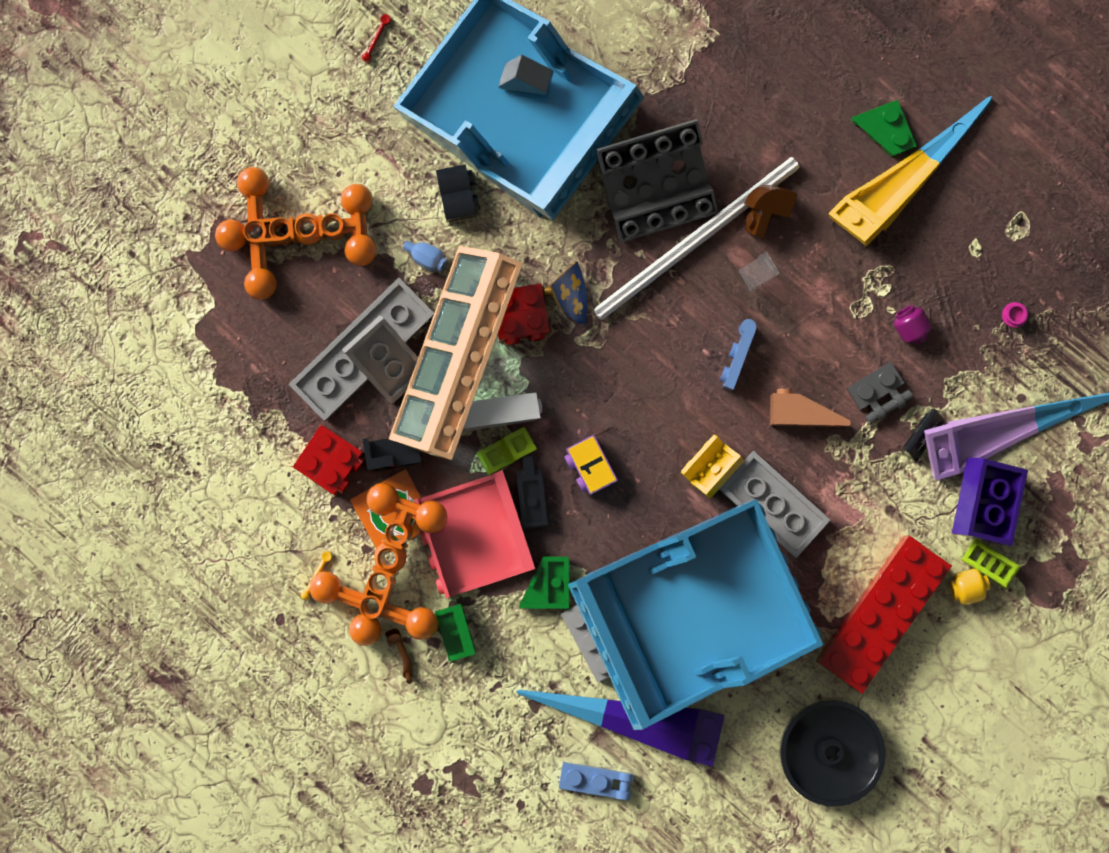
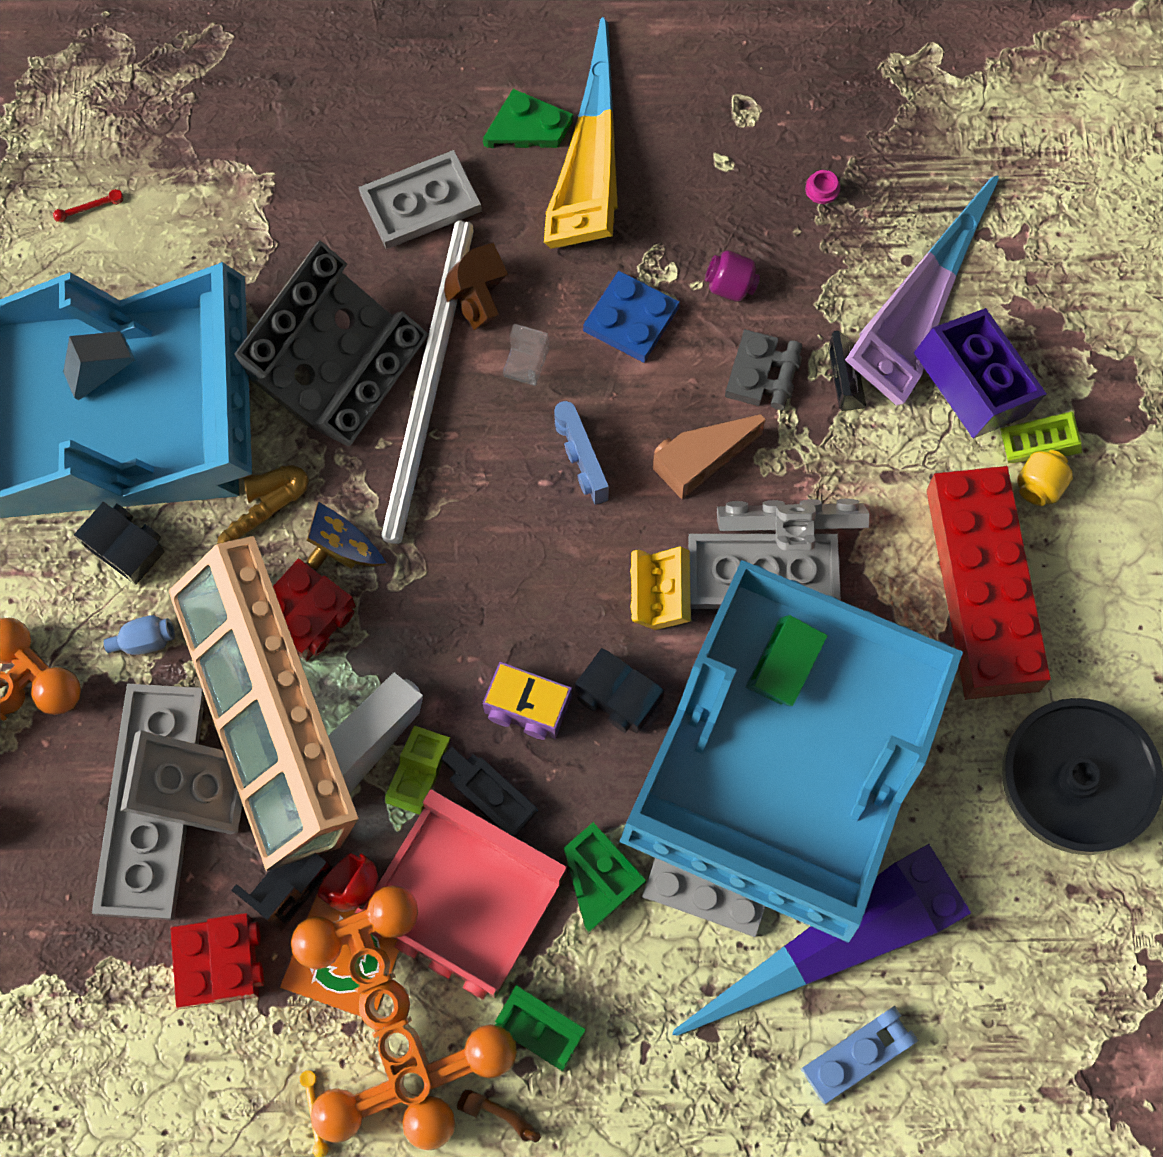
camera: 40 degrees left, 15 degrees down
(424, 480) = (349, 883): none -> red hair
(560, 233) = (275, 490): none -> pearl gold piece
(641, 501) = (618, 691): none -> black brick
(732, 569) = (786, 660): none -> green hinge
(784, 125) = (420, 199): none -> light grey plate
(814, 491) = (793, 522): none -> light grey plate
(837, 298) = (631, 316): none -> blue plate

